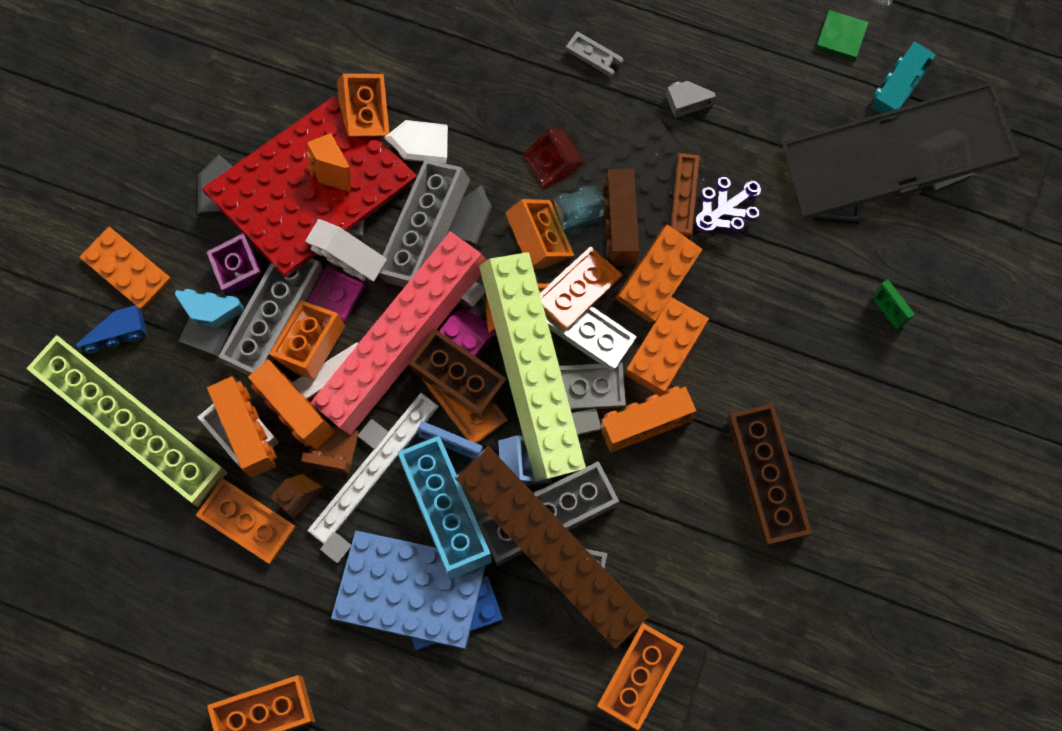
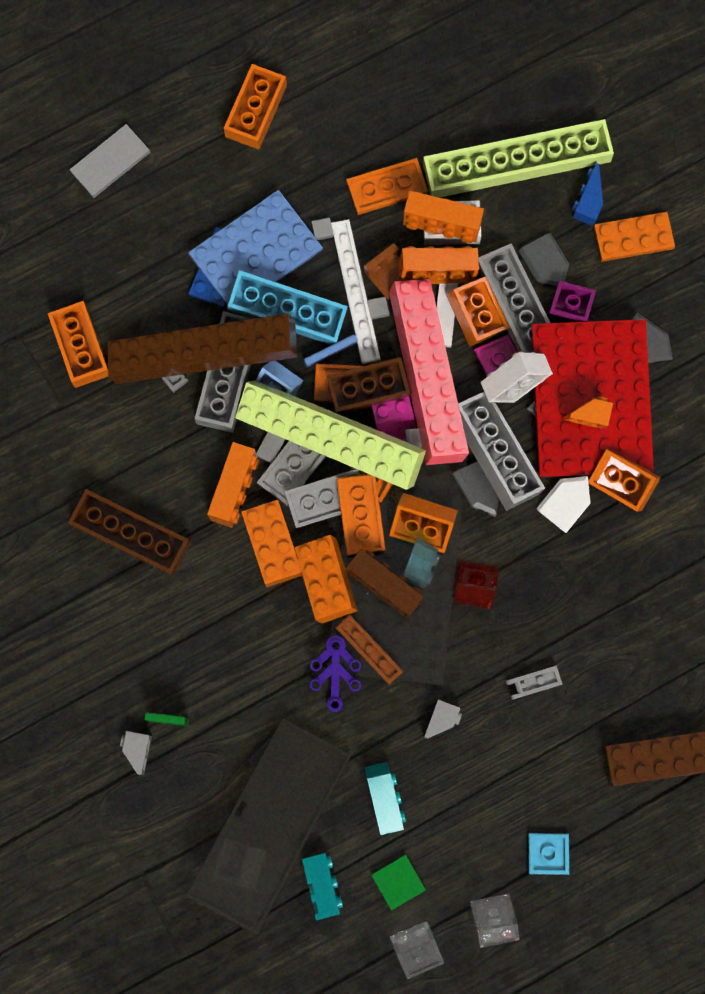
camera: 130 degrees right, 5 degrees up
(209, 308) = (554, 264): medium azure slope -> none
(298, 493) = (375, 226): reddish brown slope -> none
(788, 91) = (385, 798): none -> wedge
(937, 314) = (136, 750): none -> light grey slope

